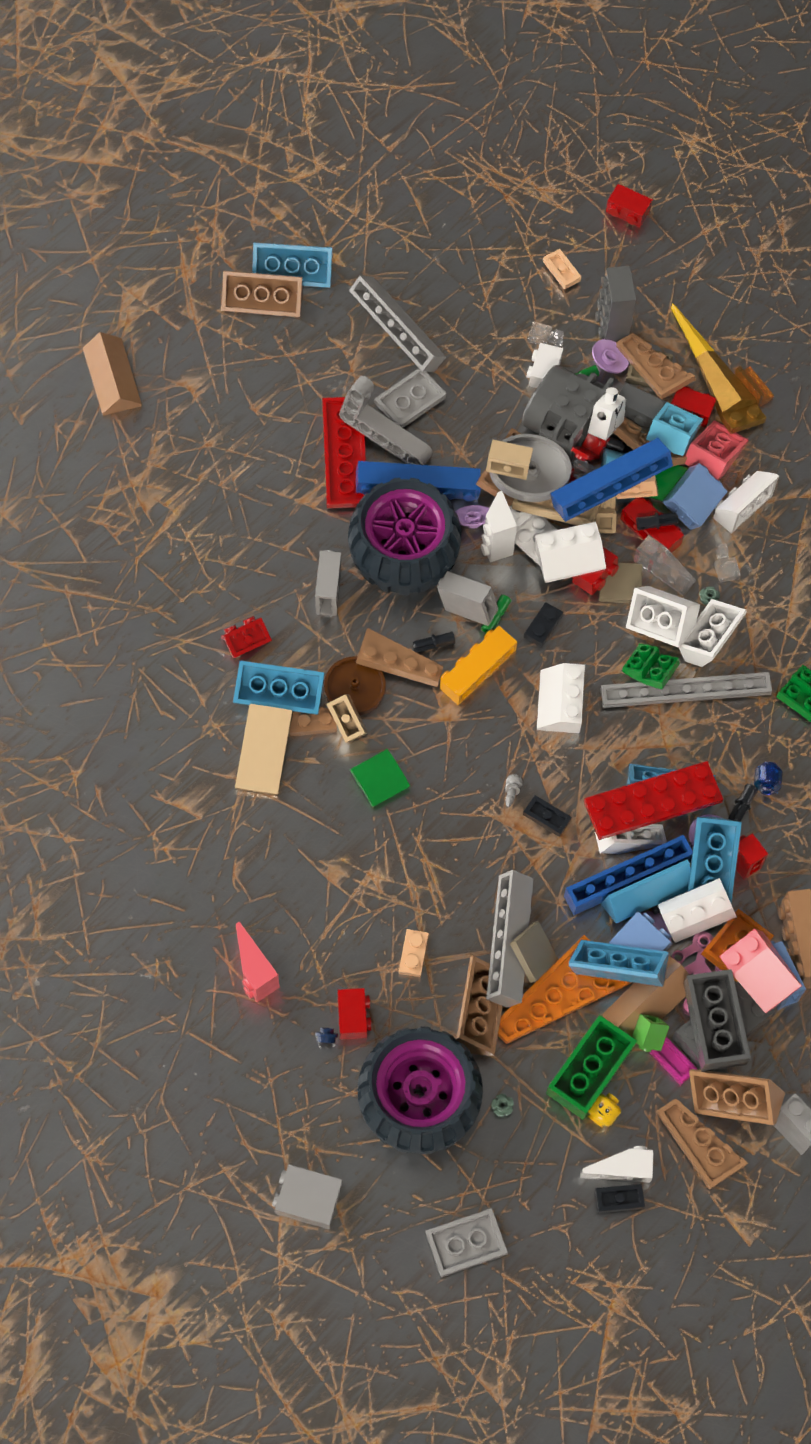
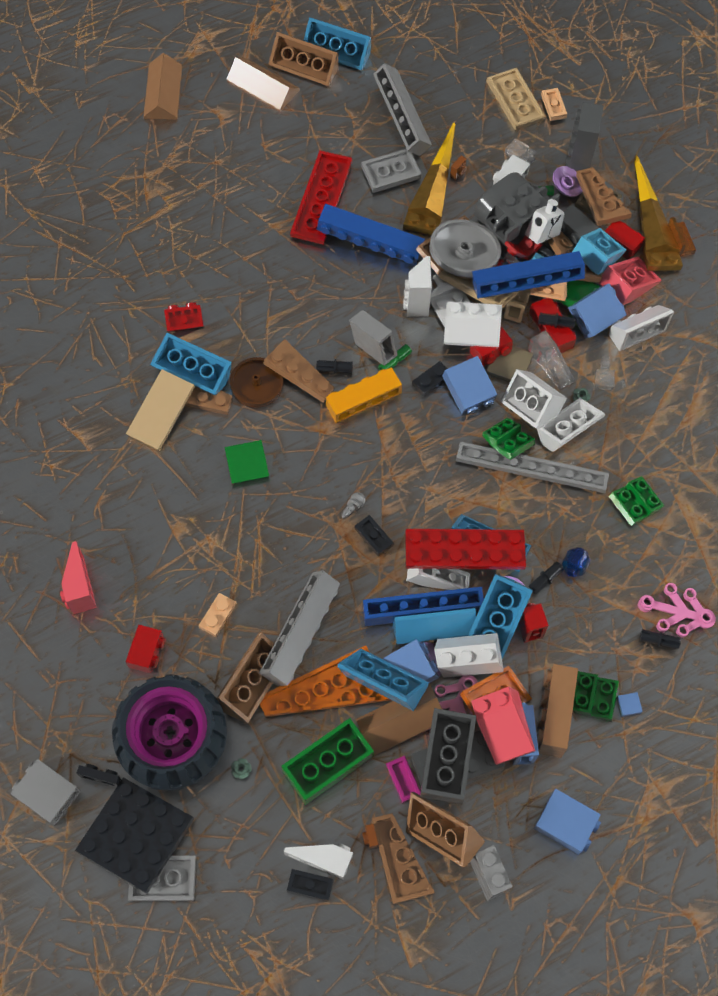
camera: 20 degrees right, 0 degrees up
(223, 335) = (261, 83): none -> slope
(326, 1035) = (116, 660): dark blue plate -> none
(328, 583) = (264, 293): light grey brick -> none
(347, 718) = (236, 404): tan brick -> none
(349, 1161) = (92, 773): none -> black plate
(380, 428) = (352, 181): light grey beam -> none
(406, 516) = (329, 263): wheel -> none
(420, 1208) = (134, 835): none -> black plate
(466, 425) = (427, 206): none -> pearl gold plate
(472, 515) = (399, 274): lavender dish -> none
(485, 374) = (458, 168): none -> dark orange plate
(509, 459) = (448, 235): tan brick -> none
(516, 273) = (515, 99): none -> tan tile
(534, 951) = (315, 645): dark tan tile -> none
(561, 698) = (423, 442): white slope -> none
(589, 620) = (470, 385): none -> medium blue brick
(605, 1110) = (326, 802): yellow head -> none
(628, 205) = (627, 70): red brick -> none
(650, 1032) = (390, 748): bright green brick -> none
(662, 1129) = (369, 837): none -> dark orange plate

